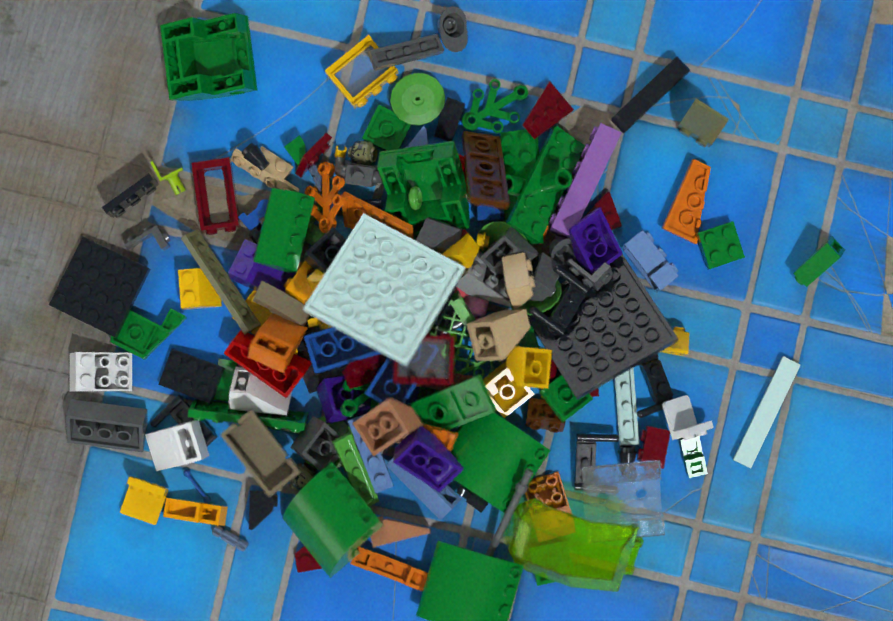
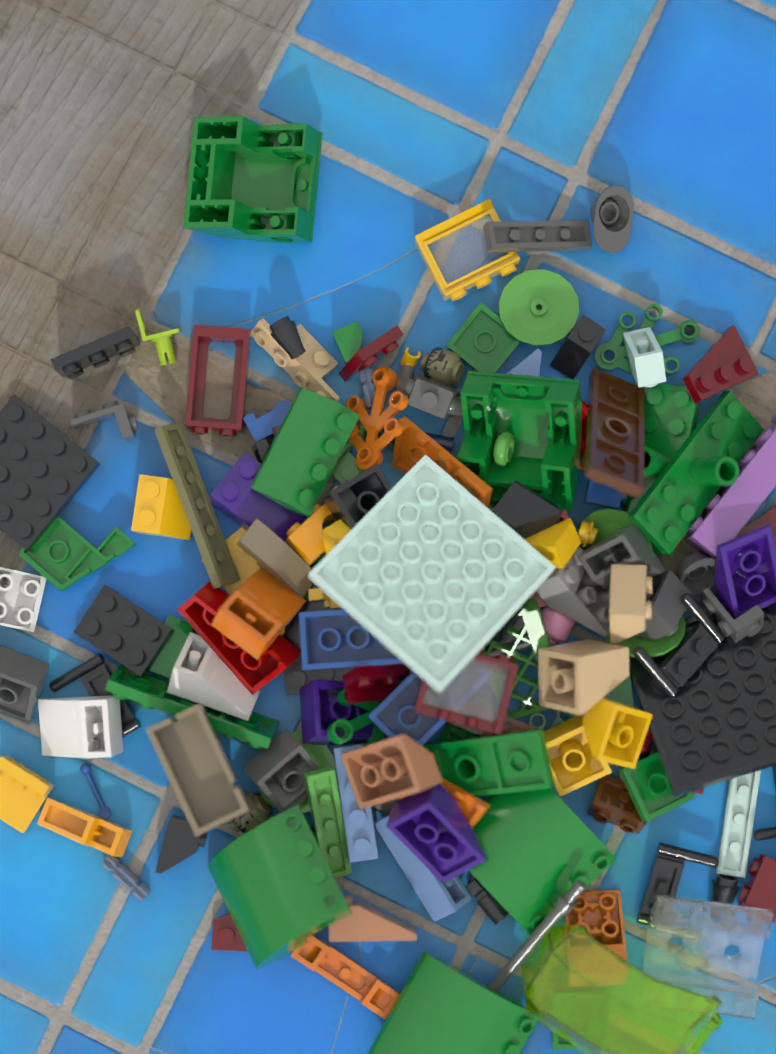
camera: 10 degrees right, 0 degrees up
(494, 116) = (645, 357): none -> light aqua slope

